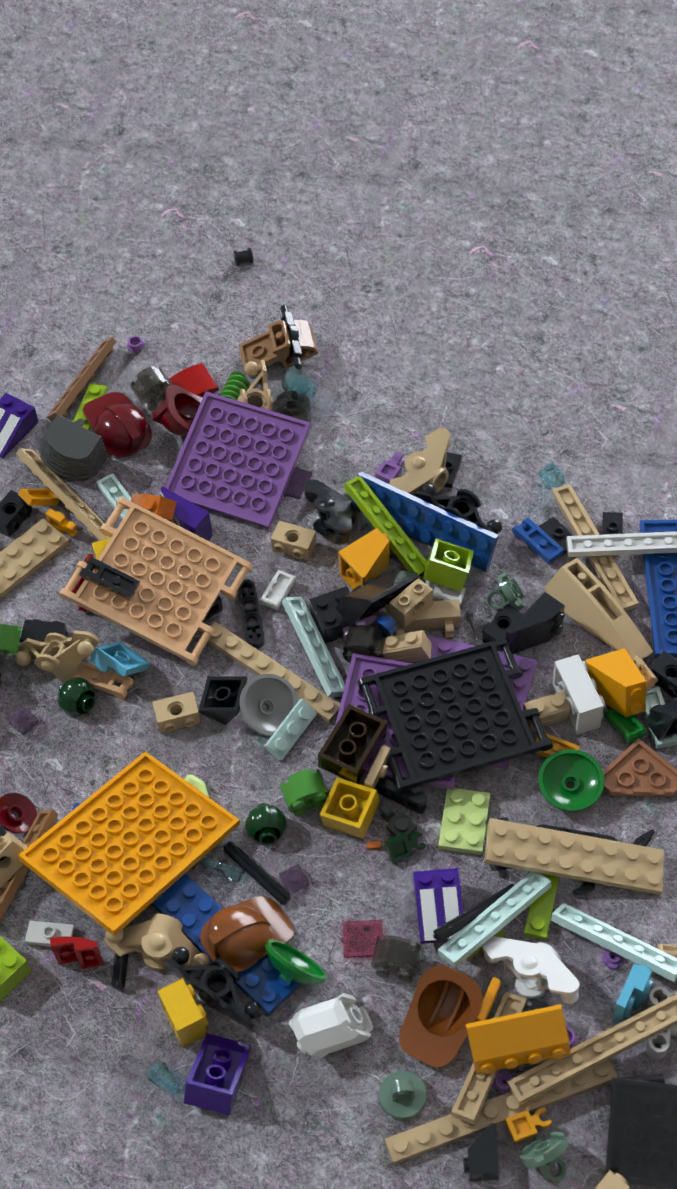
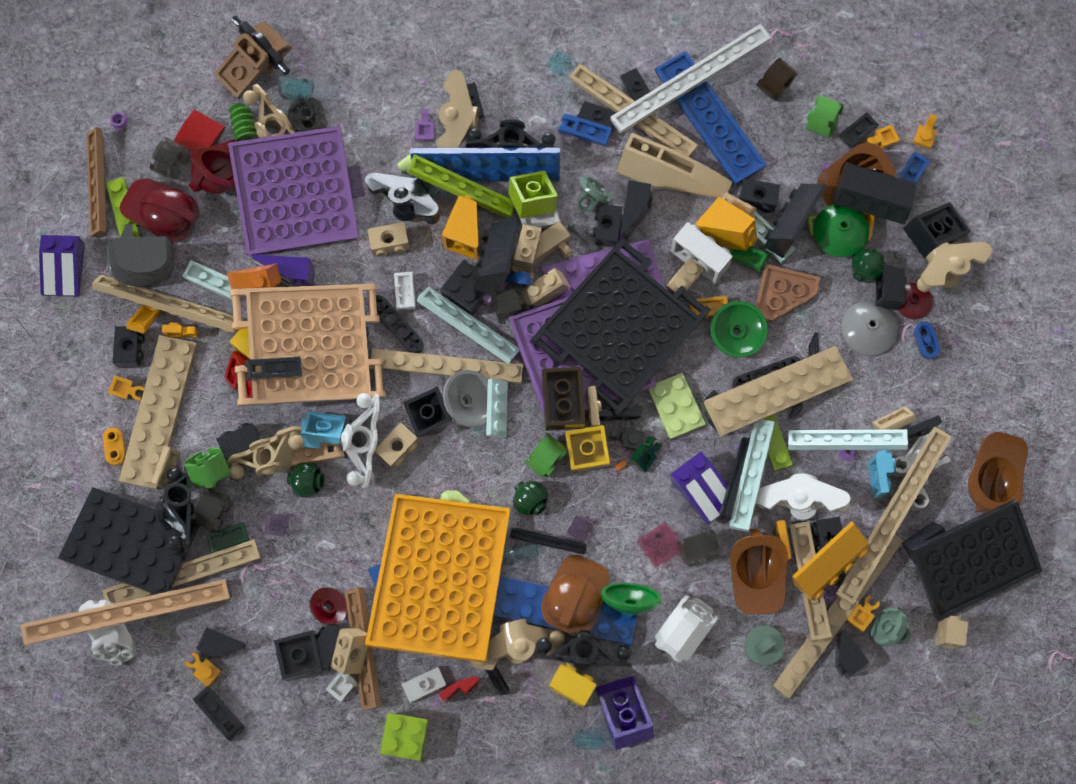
camera: 35 degrees left, 20 degrees up
(117, 714) = (368, 443): none -> white piece

